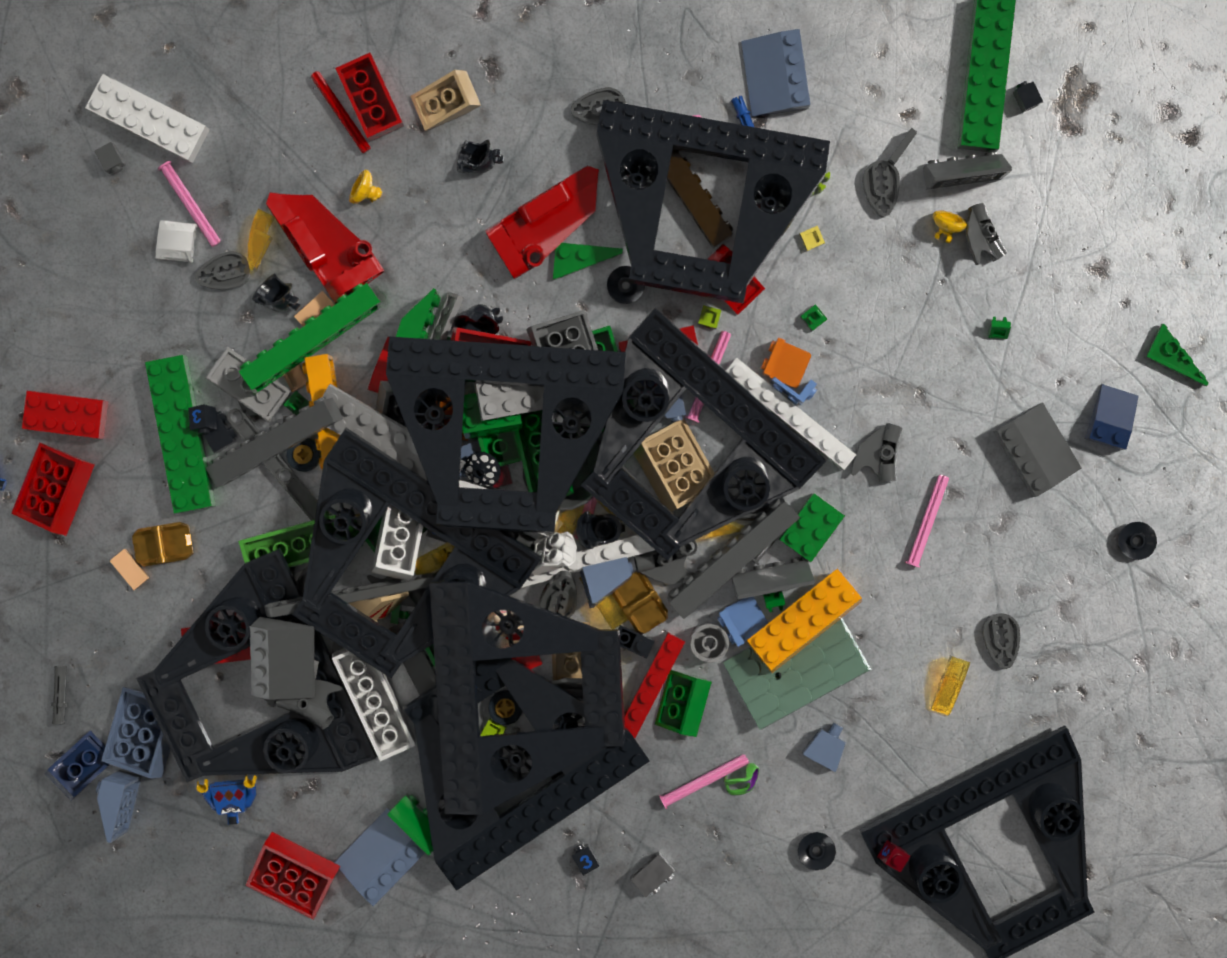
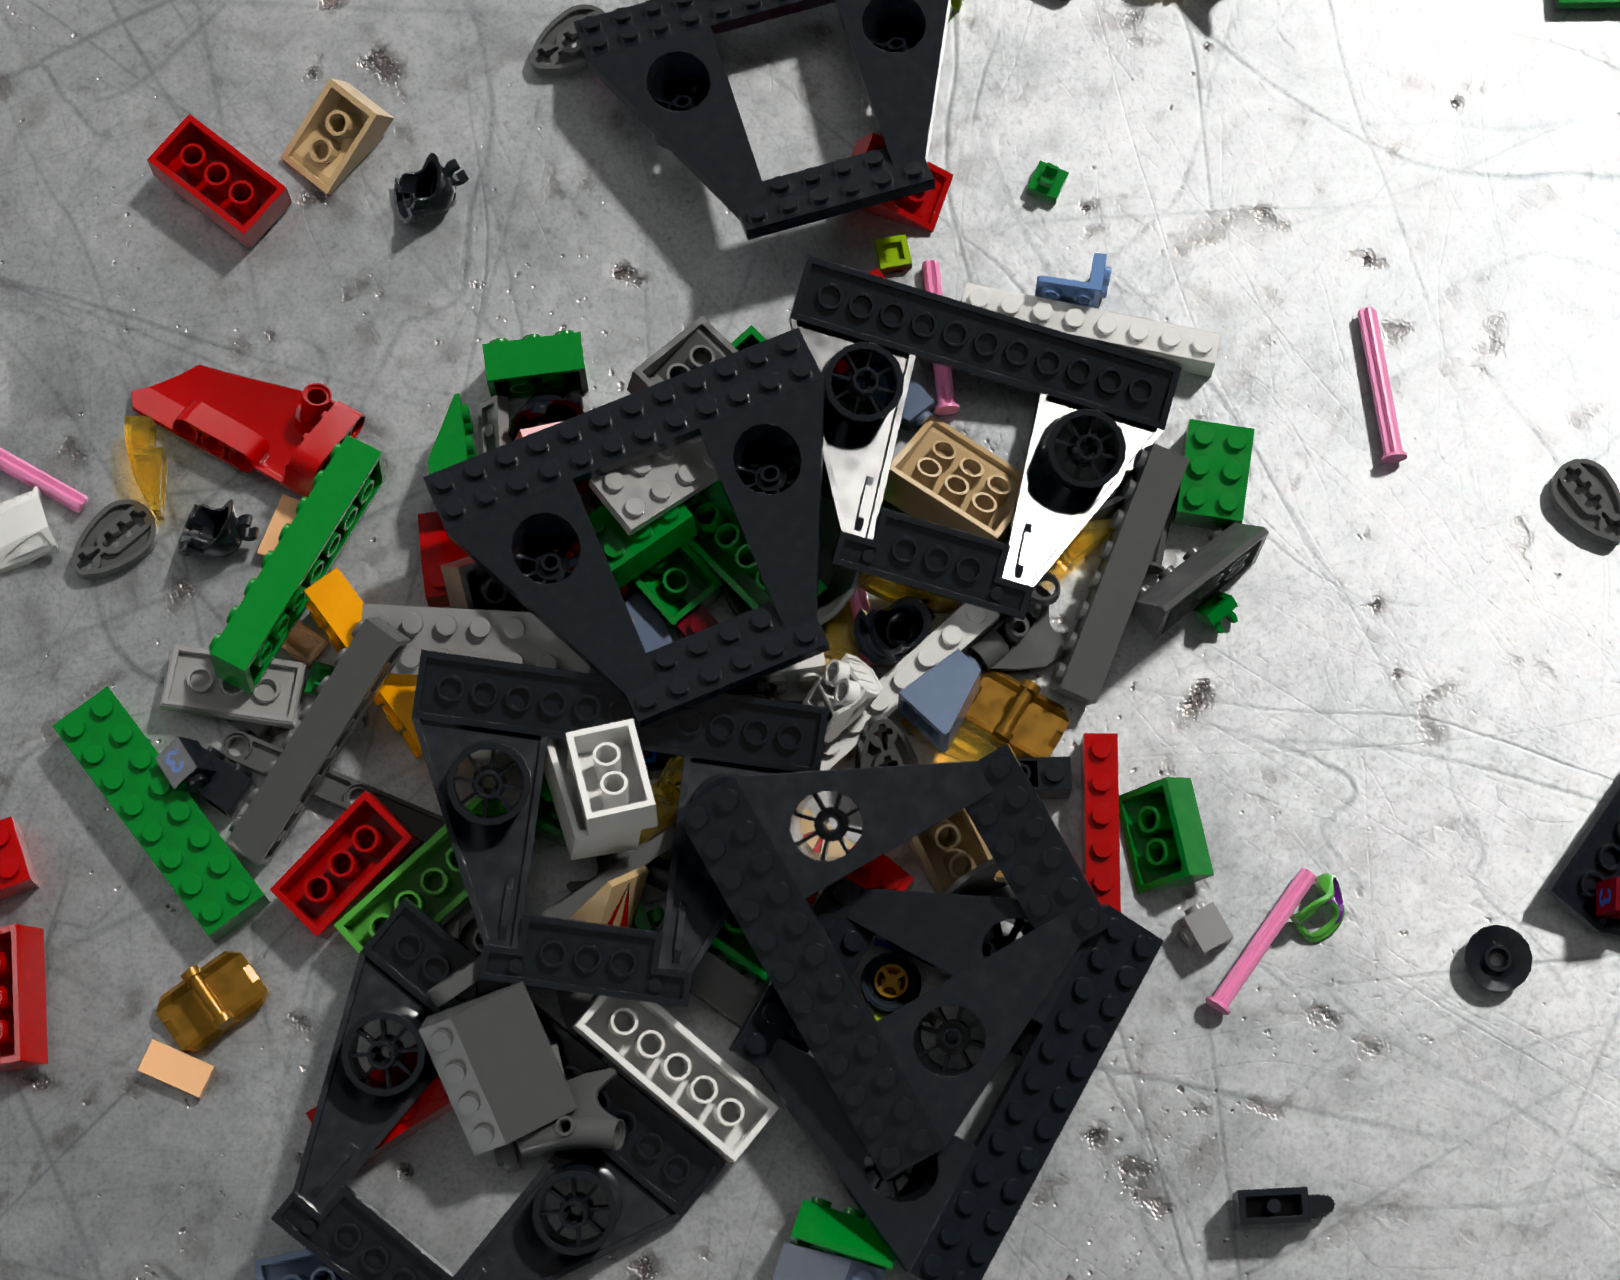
camera: 25 degrees left, 15 degrees down
(259, 510) = (345, 864): none -> red brick
(307, 459) = (378, 762): black wheel -> none
(340, 112) = (185, 228): red axle -> none
(364, 189) = (275, 314): yellow hair -> none
(408, 546) = (611, 779): none -> white brick
(486, 288) = (535, 365): none -> green brick
(487, 464) = (668, 611): black dish -> none
(545, 221) = (572, 236): red panel -> none
(574, 257) = (645, 265): green wing -> none
(585, 858) = (1143, 1157): black brick -> none
(617, 292) = (740, 252): black dish -> none
(637, 918) = (1278, 1207): none -> black hinge
(653, 875) = (1264, 1128): flat silver brick -> none
(677, 761) = (1204, 929): none -> light grey brick
(697, 200) = (790, 101): dark brown brick -> none
(719, 646) = (1146, 704): light grey brick -> none
(742, 620) = (1186, 664): medium blue bracket -> none
(786, 363) = (1039, 255): orange bracket -> none
(804, 620) = (1281, 613): light orange brick -> none
(807, 676) = (1325, 666): sand green piece -> none
(812, 238) = (983, 74): light yellow tile -> none
(826, 747) = (1422, 792): sand blue torso -> none
(871, 453) = (1254, 321): dark grey pin -> none
(950, 685) = (1553, 603): clear yellow slope -> none
(999, 329) = (1326, 67): green tile -> none
(1037, 450) = (1479, 209): dark grey slope -> none
(1112, 418) = (1562, 113): dark blue slope -> none

